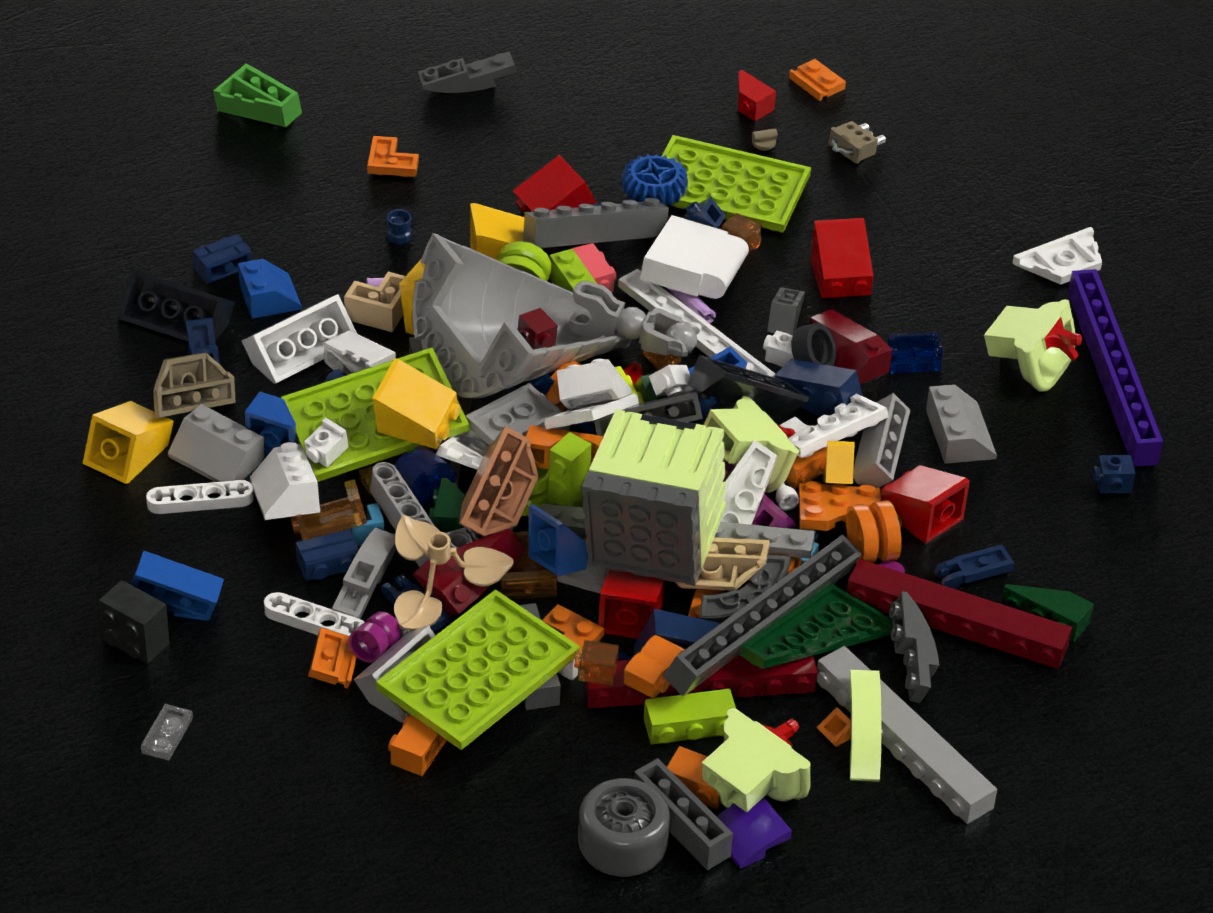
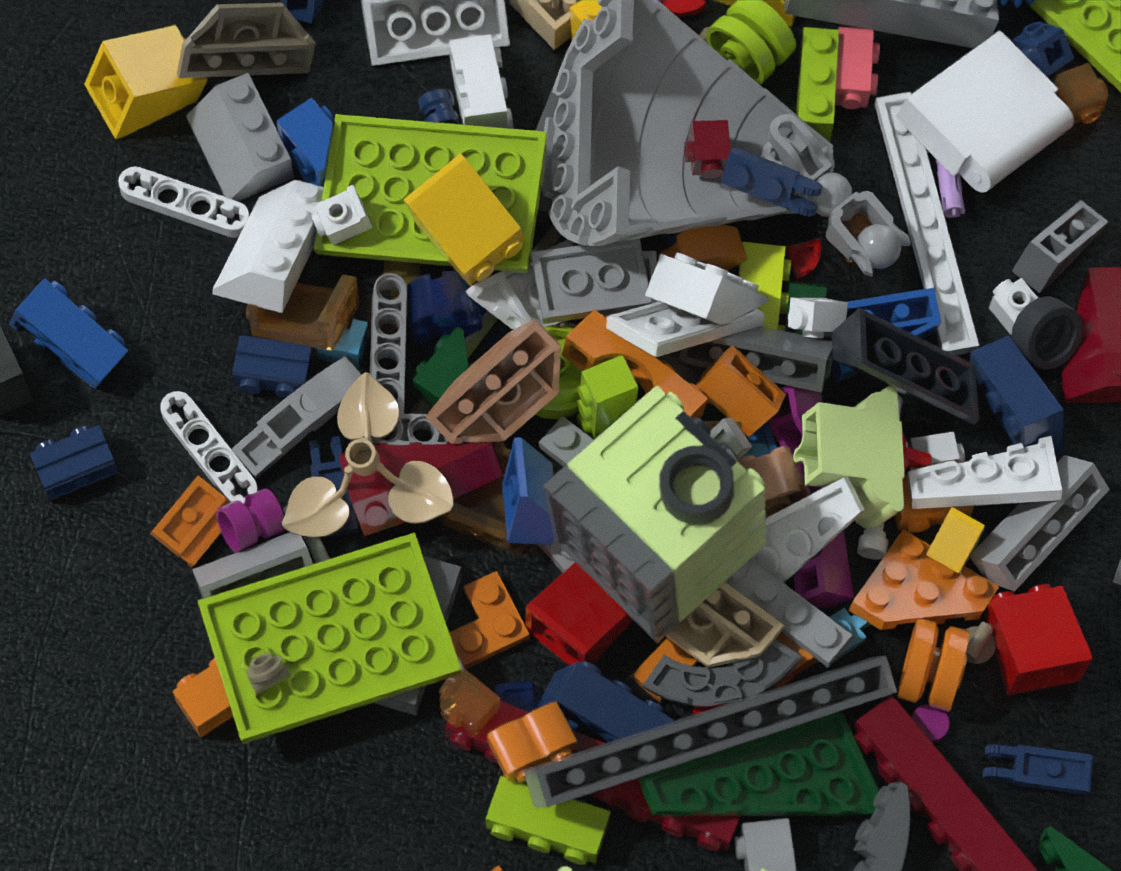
camera: 30 degrees right, 25 degrees up
(226, 658) = (73, 461): none -> dark blue brick
(454, 695) = (266, 672): none -> dark tan plate
(590, 326) = (770, 181): none -> dark blue hinge
(684, 454) = (686, 458): none -> black tyre

